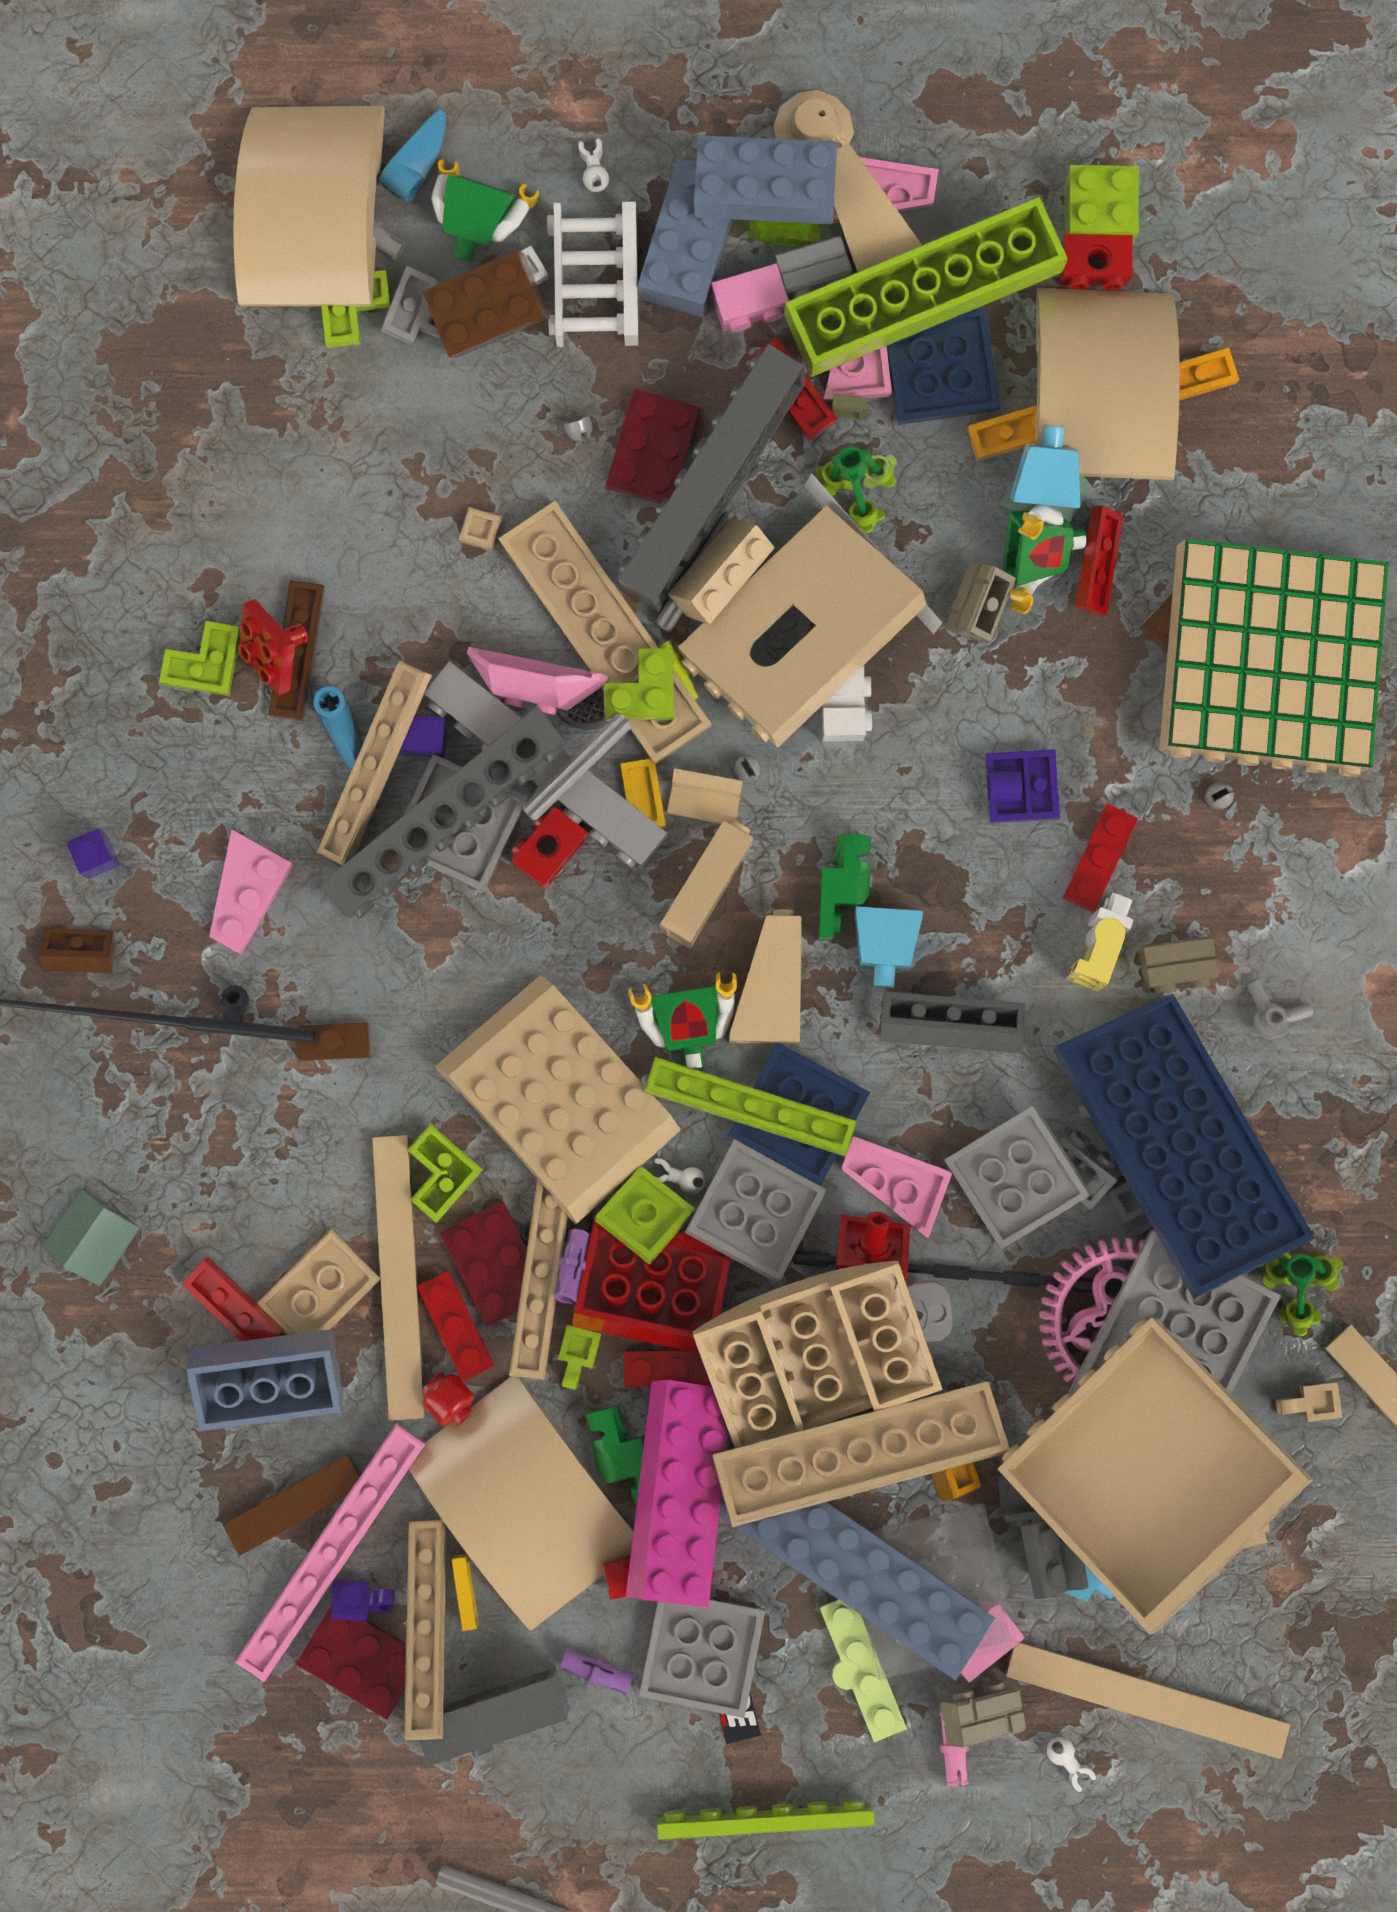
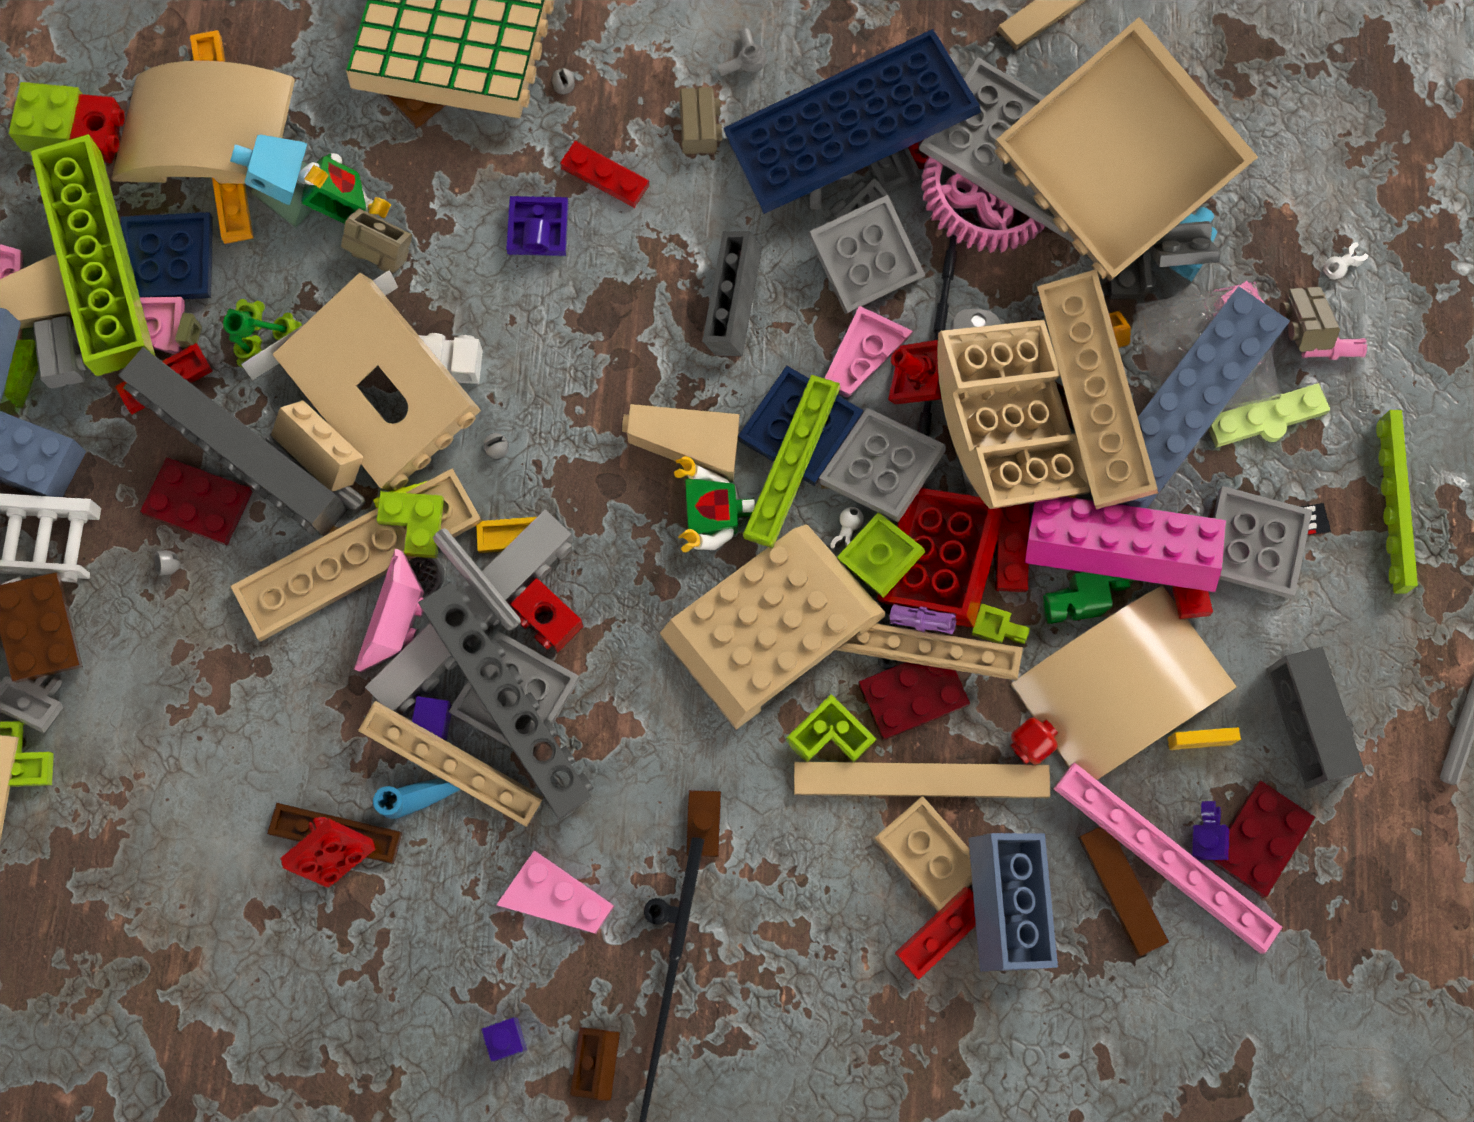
camera: 85 degrees left, 10 degrees down
(90, 1238) = (869, 1068): sand green slope -> none
(211, 668) = (342, 919): lime plate -> none
(425, 1630) = (1242, 770): tan tile -> none
(455, 1326) = (967, 732): red plate -> none
(480, 529) = (246, 657): tan tile -> none
(596, 1671) = (1271, 632): medium lavender pin -> none
(704, 797) = (515, 481): tan panel -> none
(706, 883) = (595, 482): tan slope -> none
(749, 298) = (76, 405): bright pink piece -> none
(845, 884) = (606, 373): green plate -> none
(886, 940) = (657, 342): medium azure torso -> none
(1099, 560) = (354, 150): red plate -> none
(1102, 944) = (678, 171): light yellow hips -> none
(1148, 1699) = (1293, 199): tan tile -> none
(1301, 1271) = (959, 43): lime plant -> none
(1316, 1402) = (1060, 55): tan plate -> none

